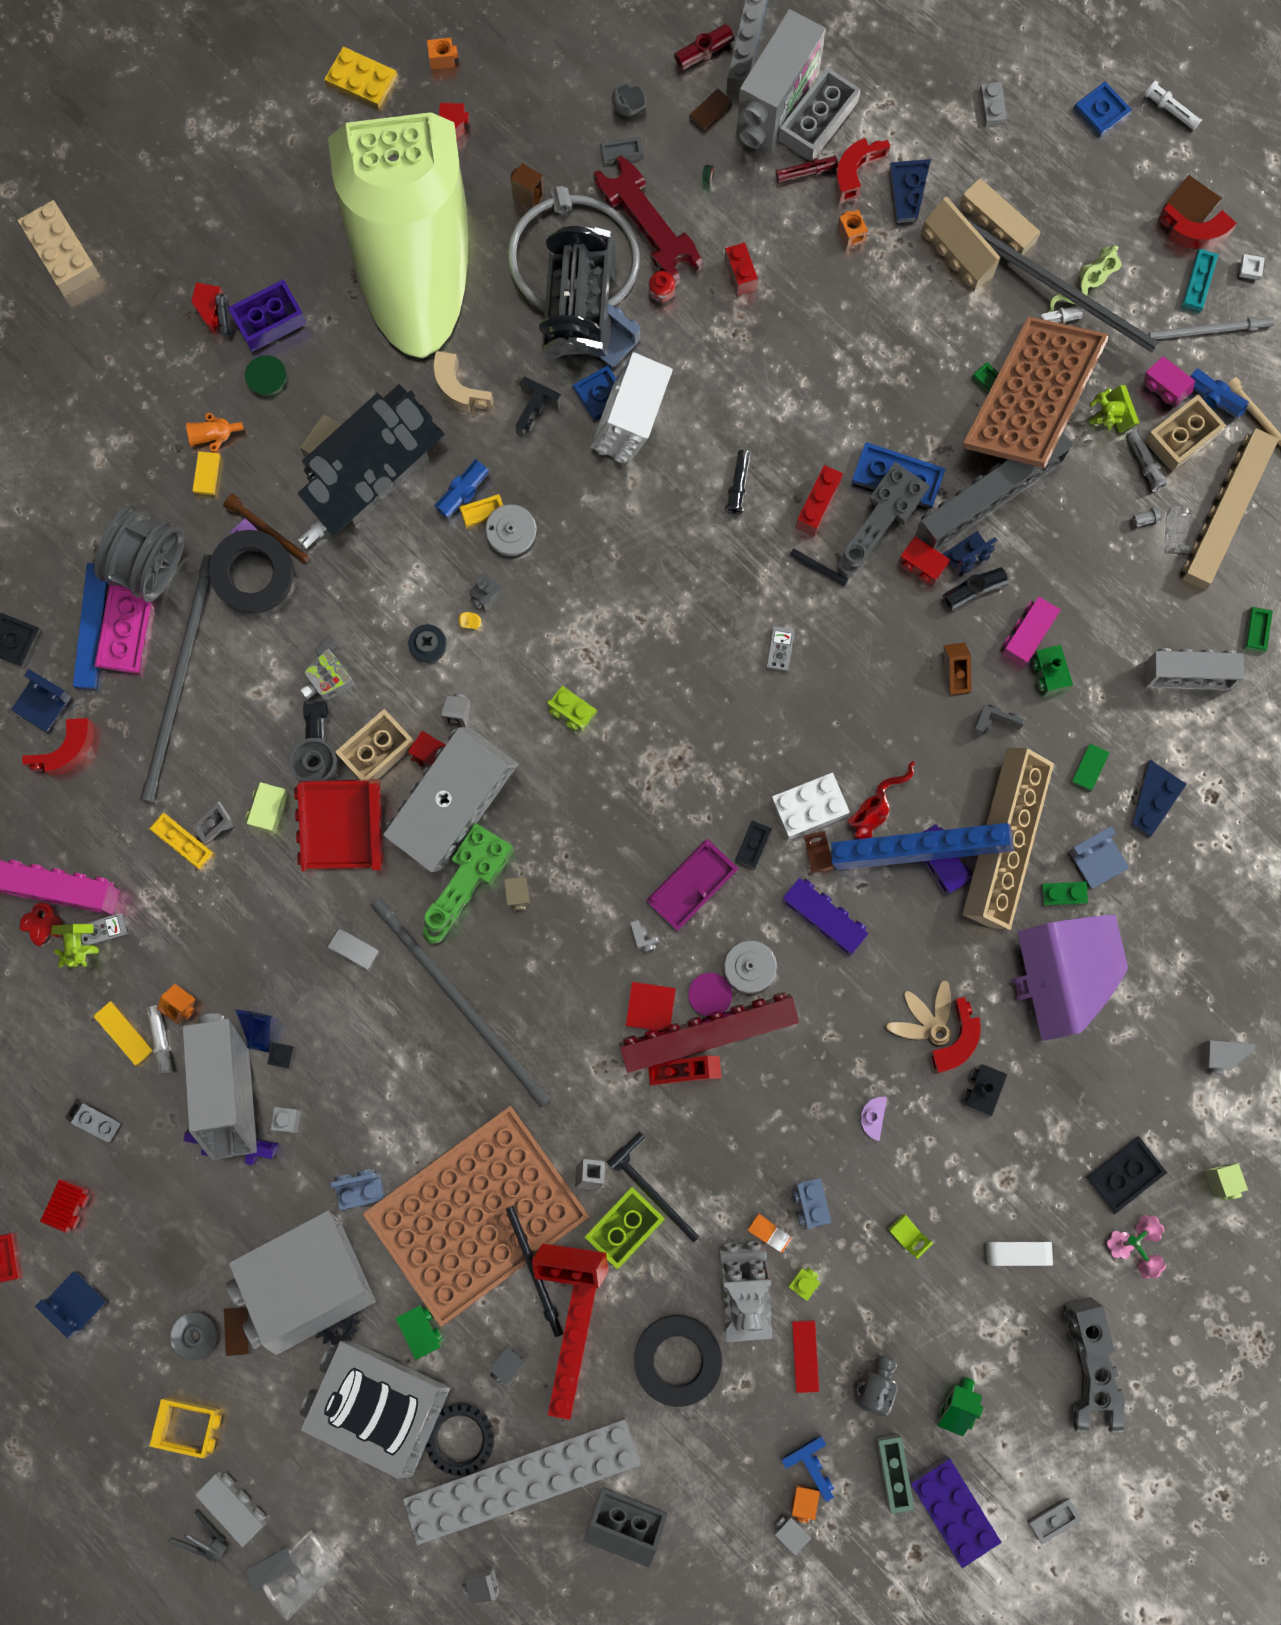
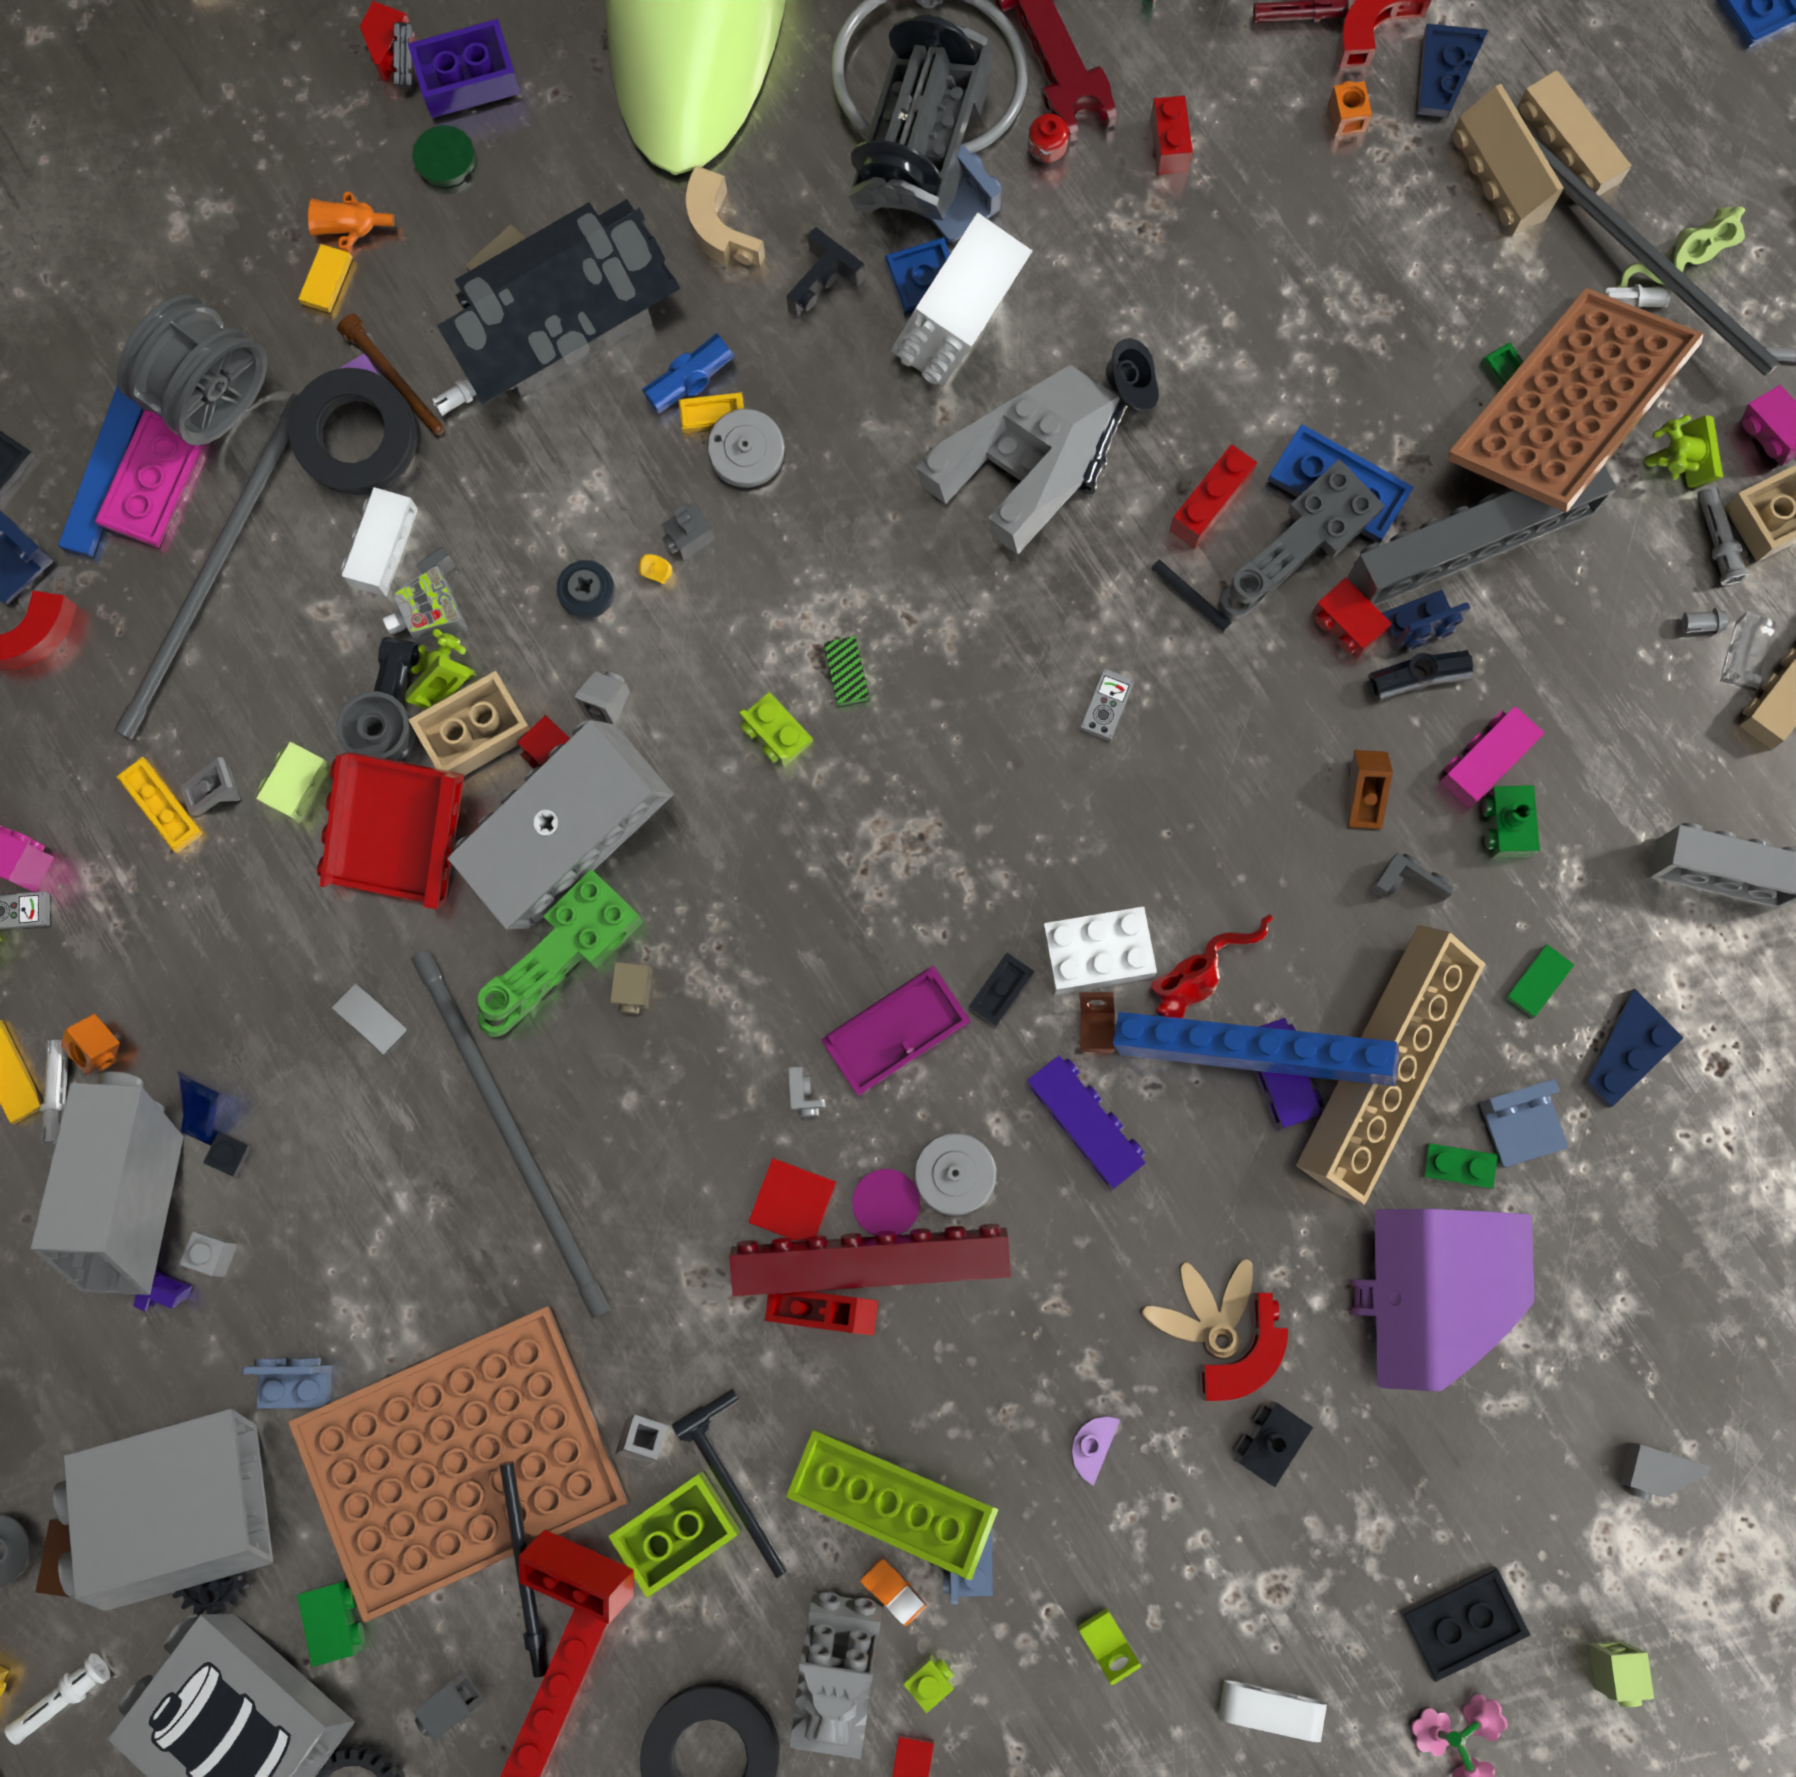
camera: 15 degrees right, 0 degrees up
(263, 1410) = (70, 1689): none -> white pin
(284, 640) = (379, 541): none -> white brick
(348, 718) = (440, 674): none -> lime piece
(608, 661) = (846, 671): none -> tile
(698, 484) = (1038, 438): none -> light grey wedge
(751, 432) = (1133, 374): none -> black piece
(757, 1177) = (892, 1504): none -> lime plate

